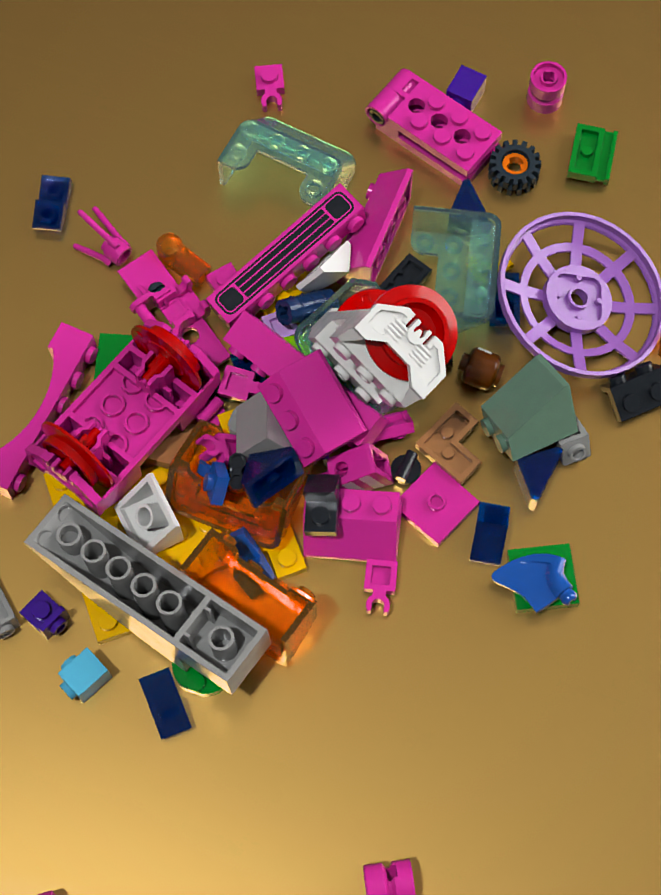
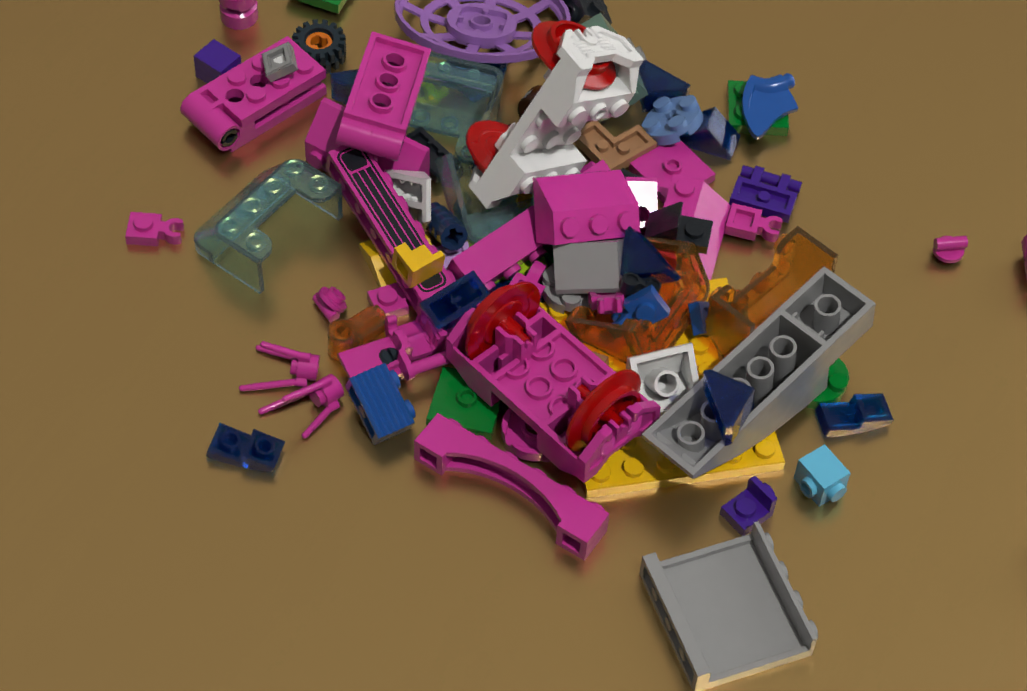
camera: 85 degrees left, 15 degrees down
(87, 556) = (729, 403): none -> clear blue slope
(100, 291) = (380, 403): none -> blue brick
(139, 229) = (303, 365): none -> dark pink plant
(201, 322) = (450, 303): none -> clear blue slope
(214, 236) = (330, 302): none -> dark pink plate
(234, 281) = (416, 264): none -> yellow panel
(362, 223) = (383, 126): none -> dark pink hinge
(390, 784) = (949, 248): none -> dark pink plate
(414, 595) = (766, 191): none -> dark purple plate
(453, 127) = (279, 61): none -> light grey tile
(506, 485) = (672, 119): none -> medium blue plate

